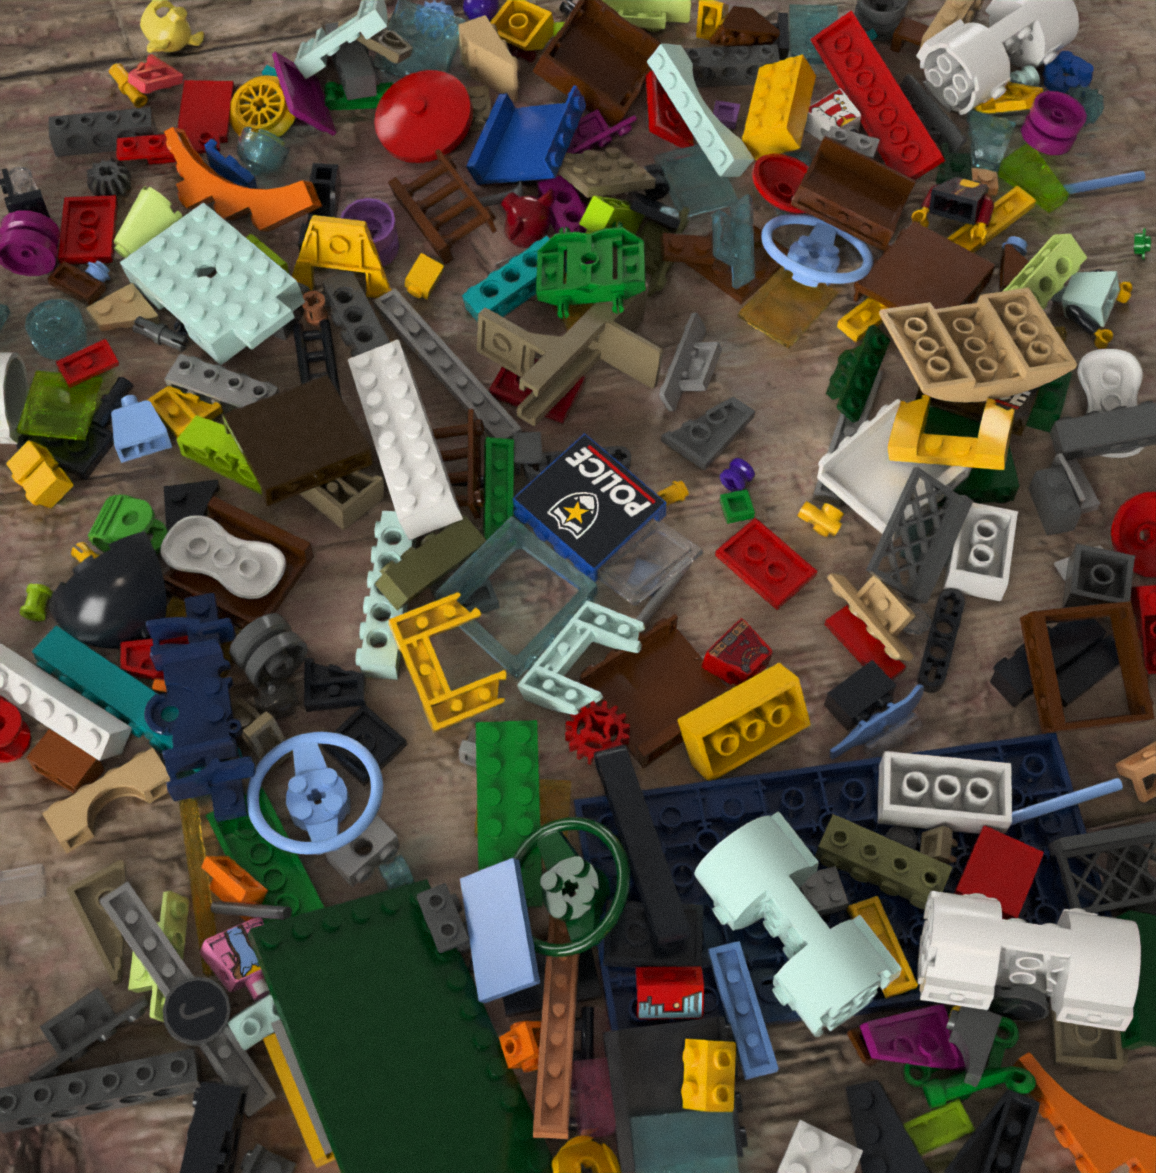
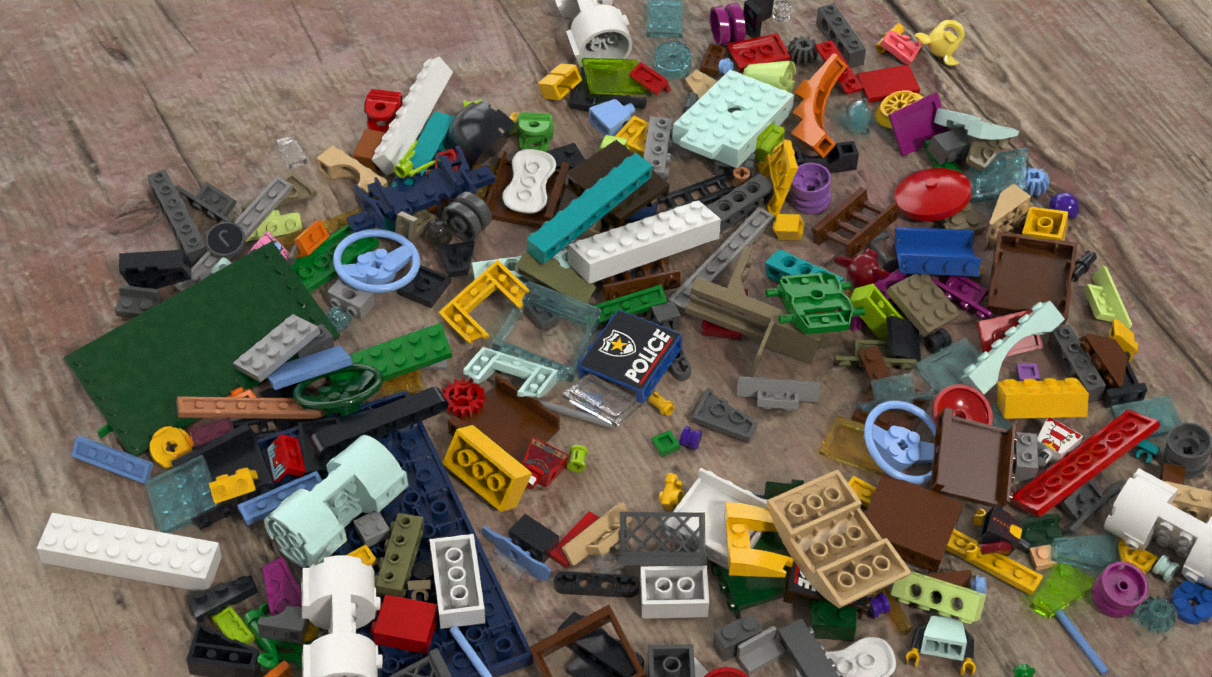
camera: 75 degrees right, 10 degrees down
(152, 710) = (405, 166): none -> lime plant
(228, 167) = (833, 105): blue wing -> none
(350, 476) = (588, 208): none -> teal brick
(451, 968) = (276, 347): none -> light grey plate
(735, 611) = (577, 458): none -> lime bush
(766, 563) = (626, 471): red tile -> none

